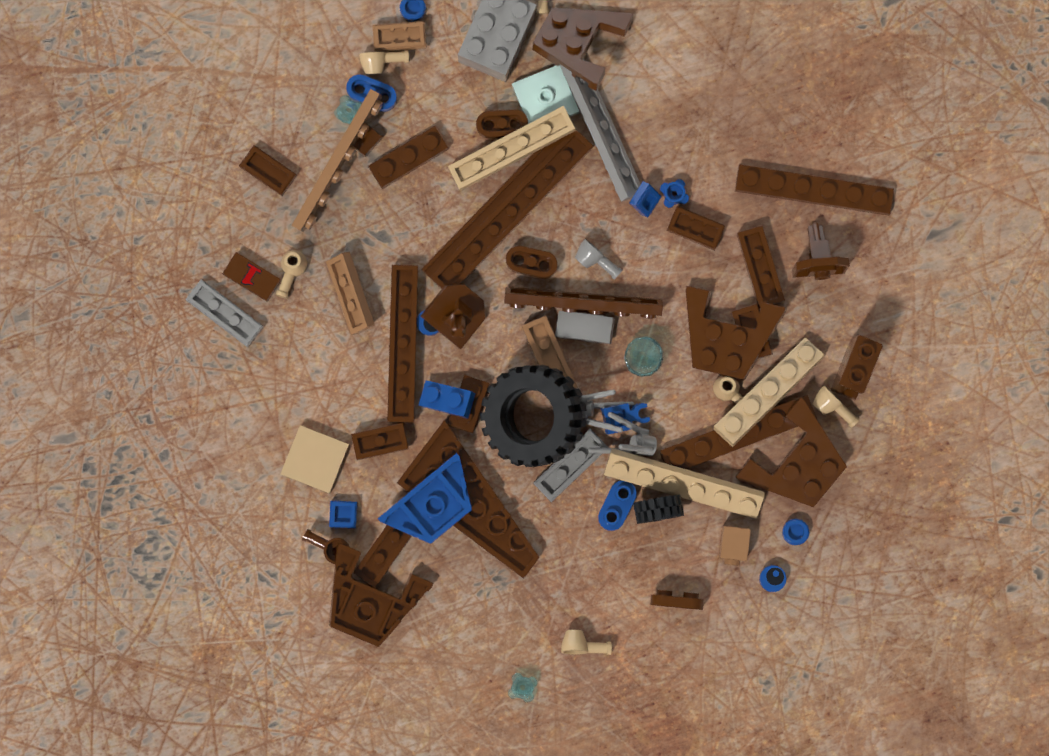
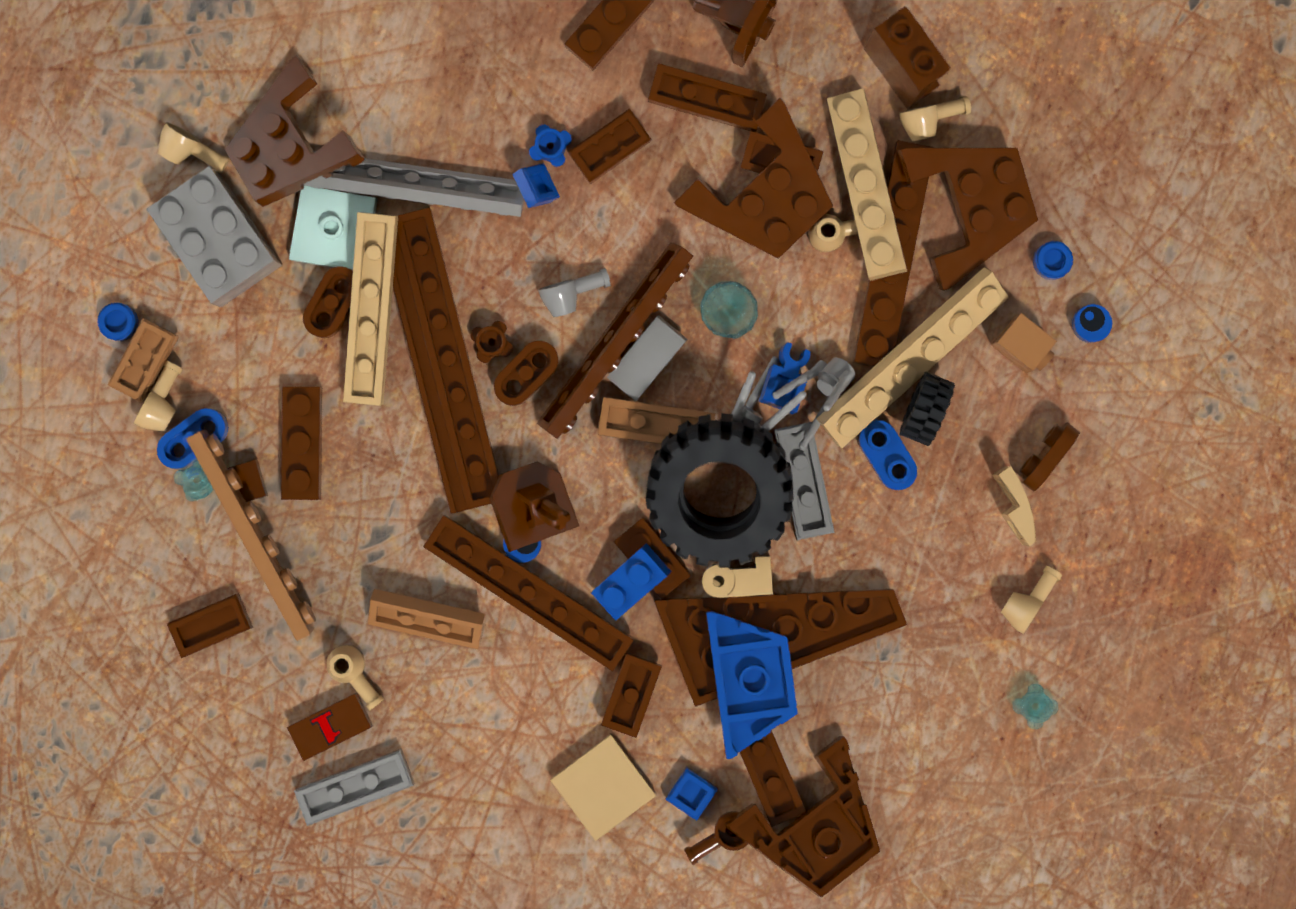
camera: 55 degrees left, 5 degrees up
(487, 464) = (739, 581): none -> tan leg
(537, 223) = (501, 346): none -> reddish brown plate
(630, 605) = (1020, 515): none -> tan slope

